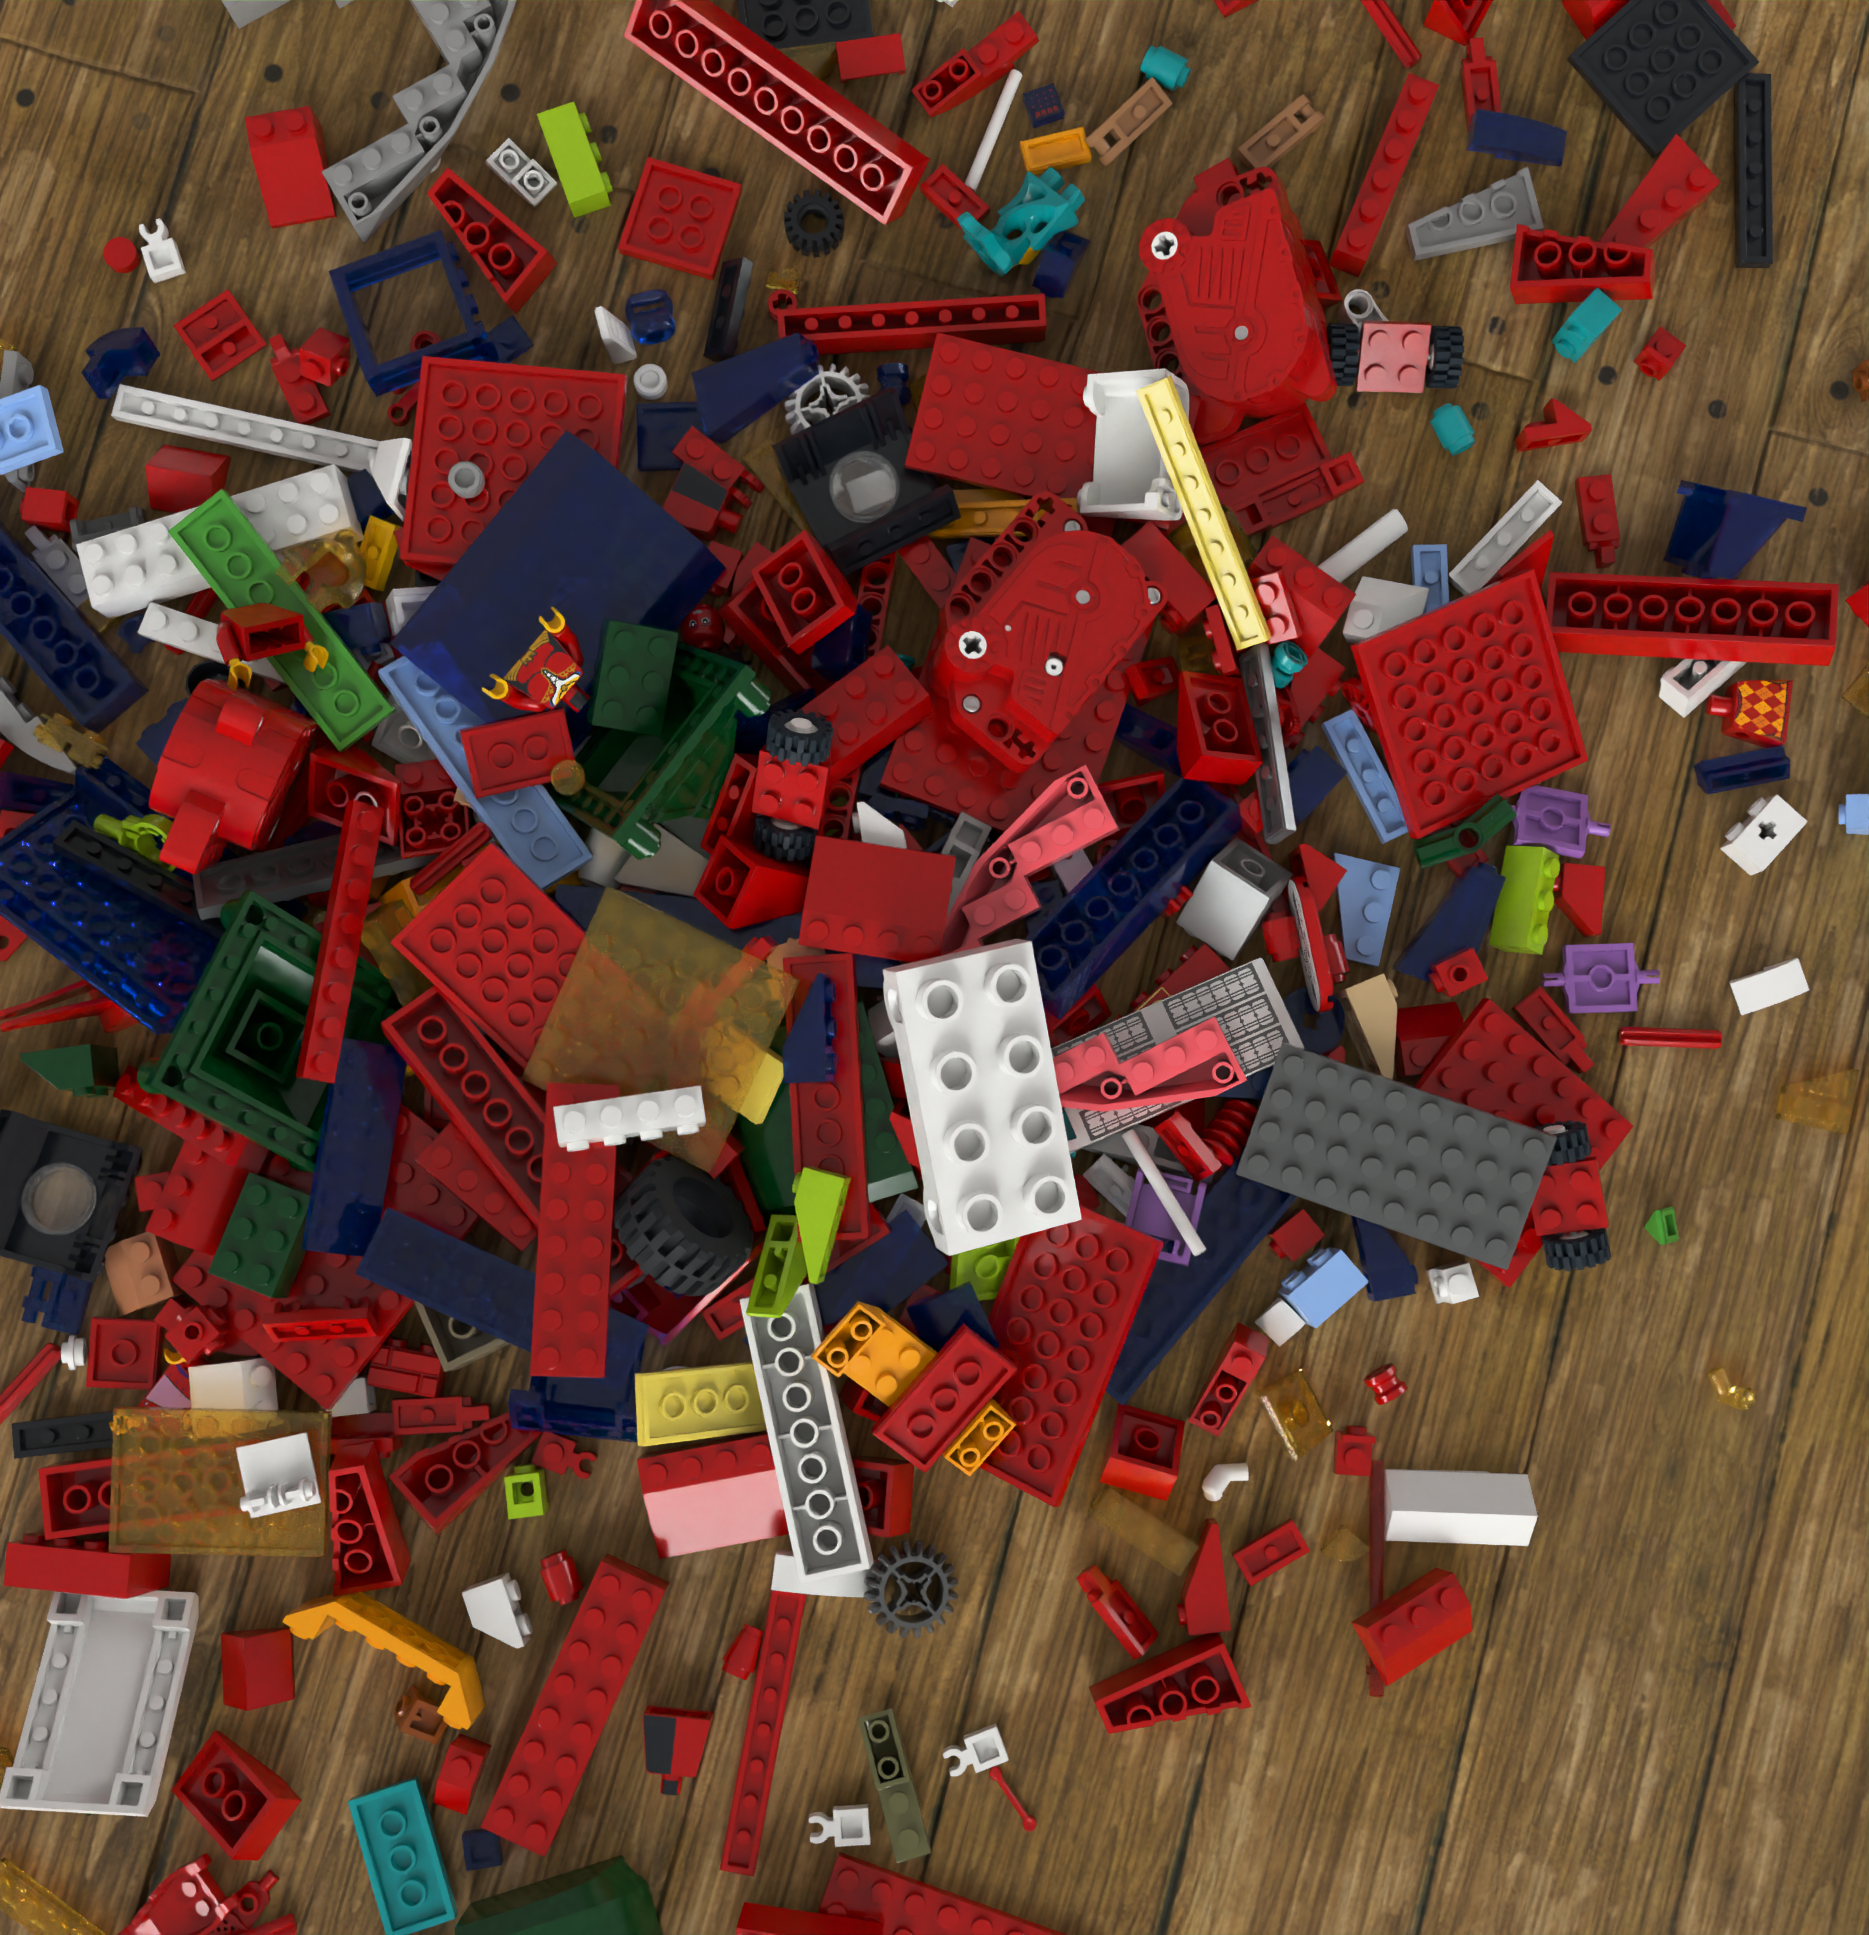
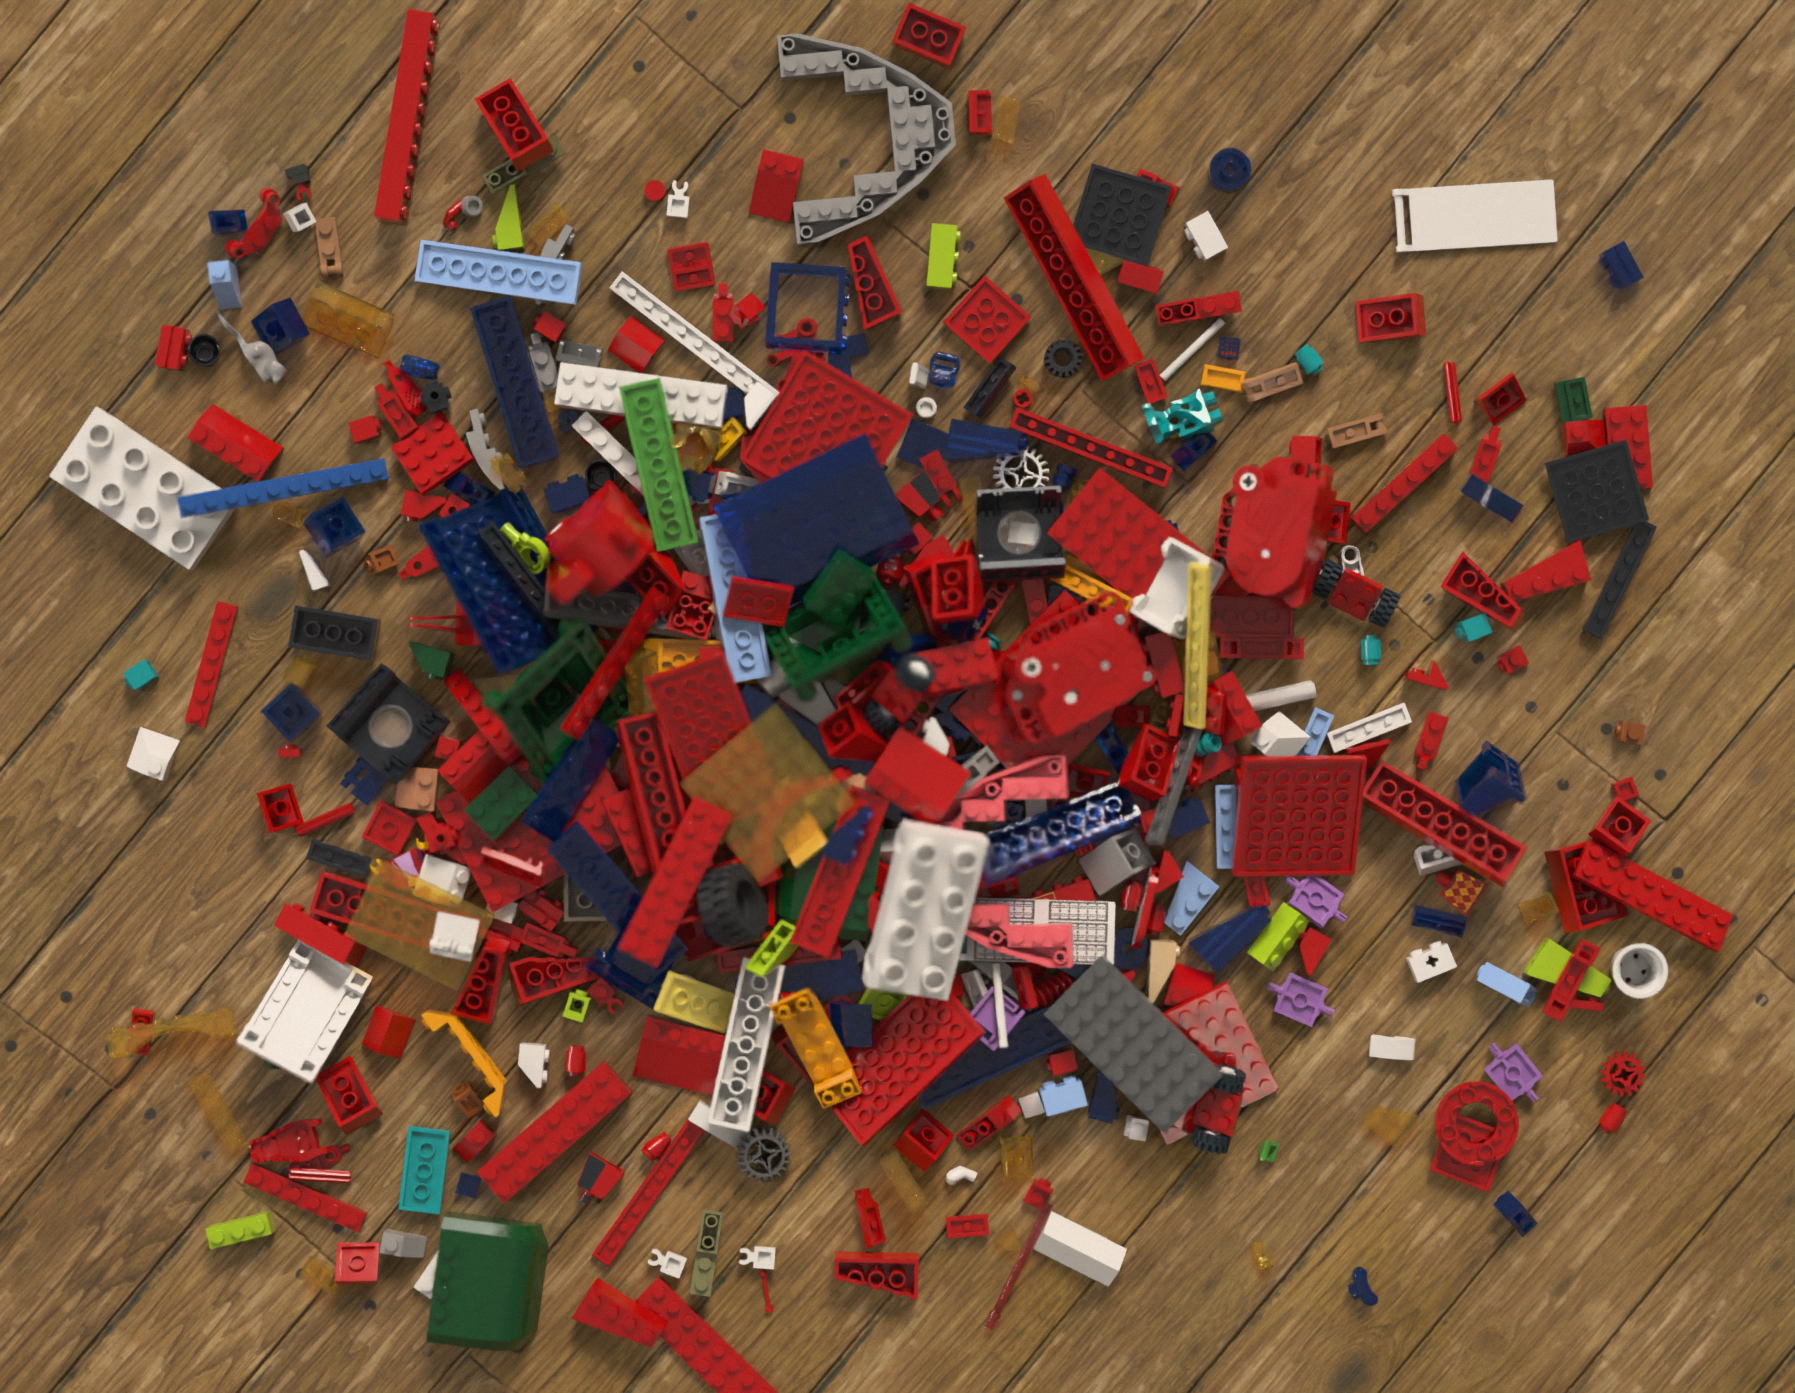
camera: 25 degrees right, 5 degrees up
(74, 1352) = (362, 815): white plate -> none
(117, 356) = (628, 254): clear blue brick -> none
(263, 632) = (646, 473): red torso -> none
(450, 858) = (693, 642): red axle -> none
(466, 479) = (797, 433): light grey tile -> none
(521, 173) = (907, 248): white slope -> none
(545, 671) = (792, 567): torso -> none
(568, 777) = (778, 627): clear yellow plate -> none
(629, 1116) = (729, 835): white brick -> none
(818, 1212) = (808, 931): lime slope -> none
(944, 1398) = (829, 1061): red tile -> none
(1204, 1591) = (921, 1229): red slope -> none
(1385, 1384) = (1073, 1165): red wheel -> none
(1415, 1624) = (1026, 1300): red slope -> none
(1457, 972) = (1218, 960): red brick -> none
(1477, 219) = (1447, 534): light grey wing -> none
(1483, 824) = (1275, 884): dark green piece -> none
(1553, 1029) = (1260, 1015): red hinge -> none
(1670, 1037) = (1323, 1050): red axle -> none

